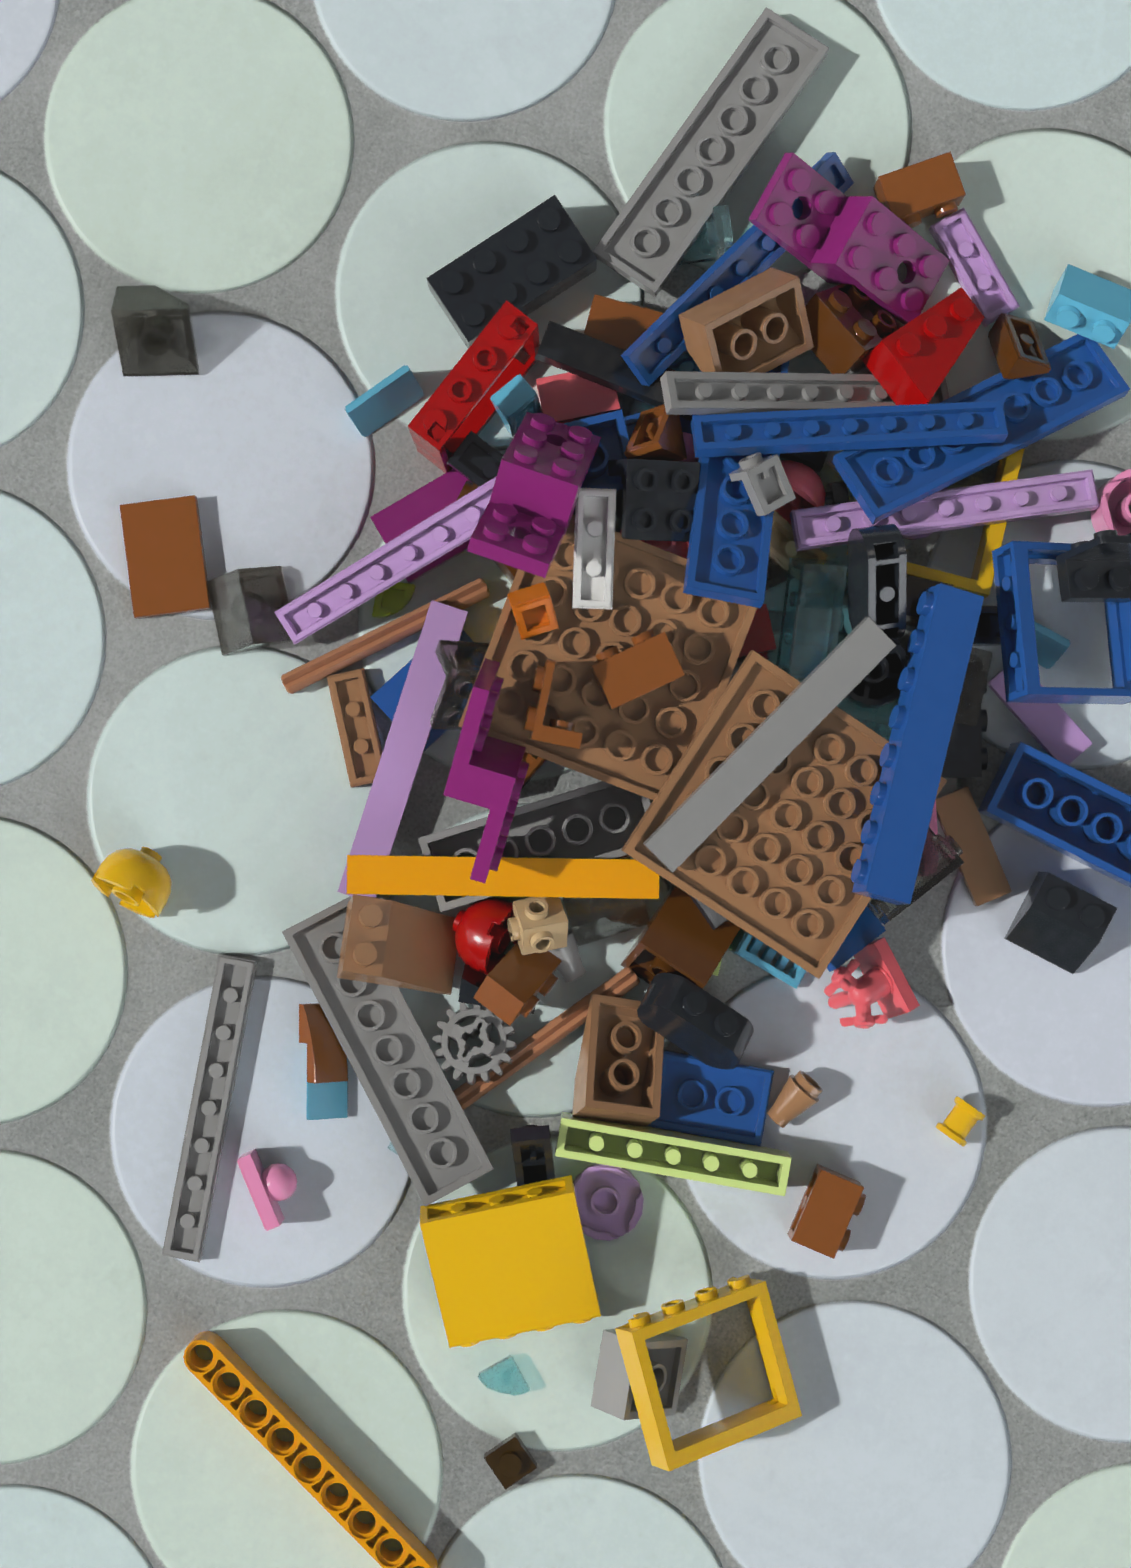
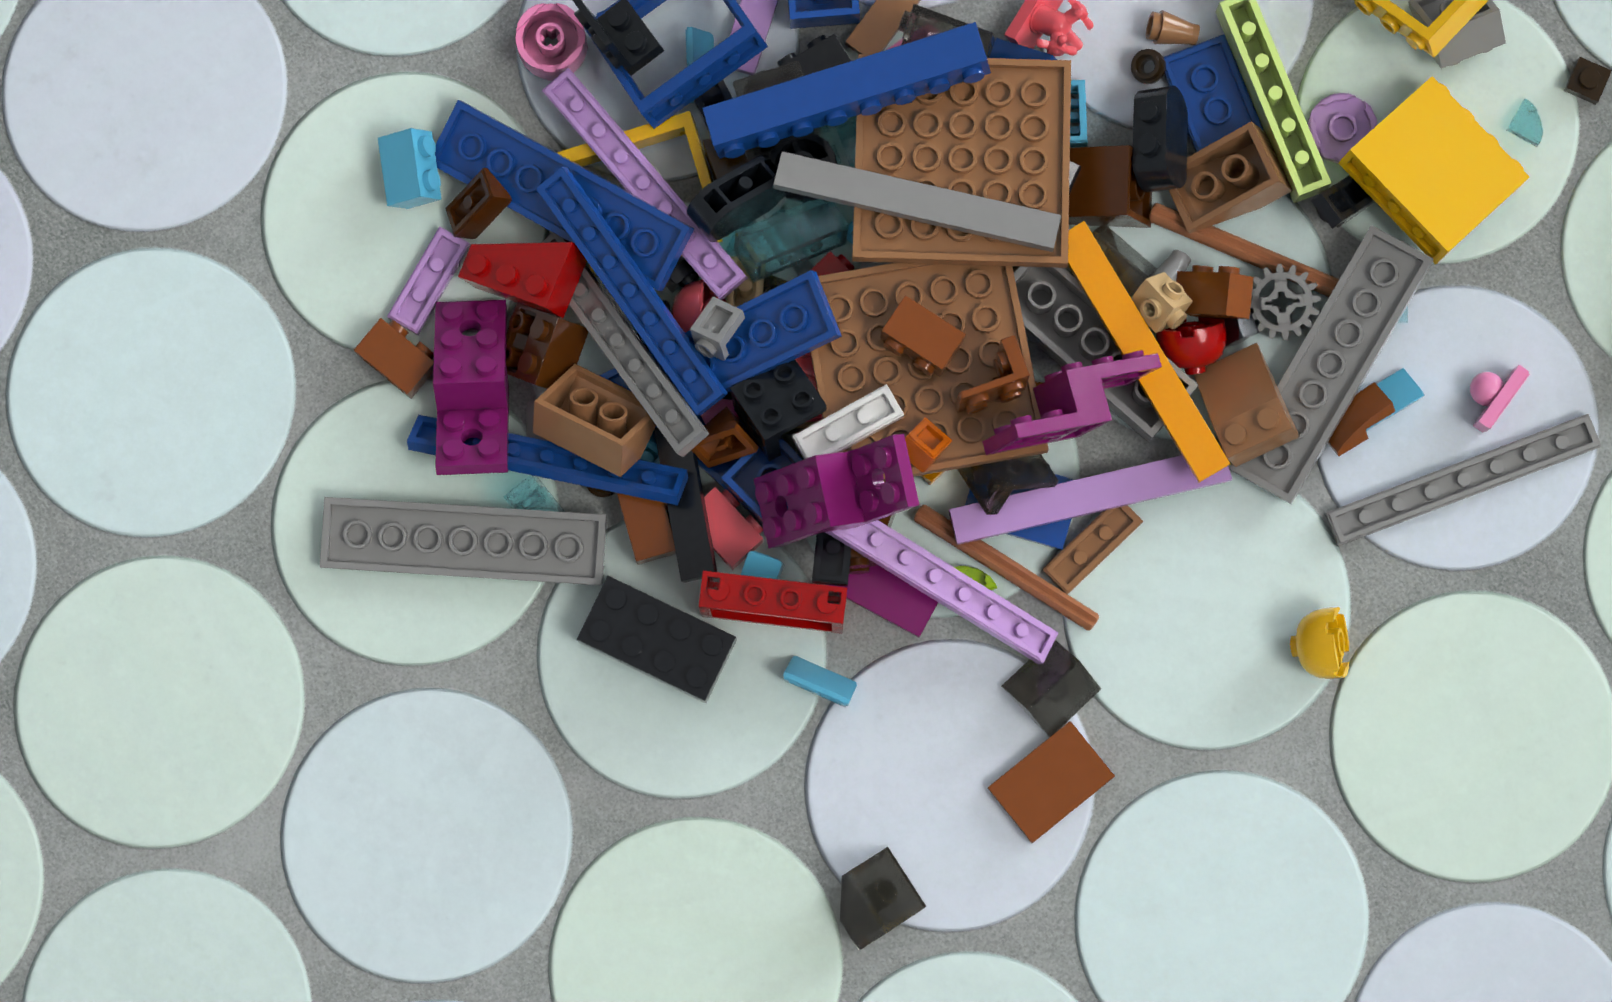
camera: 125 degrees left, 5 degrees down
(775, 1044) = (1139, 61): none -> dark brown plate

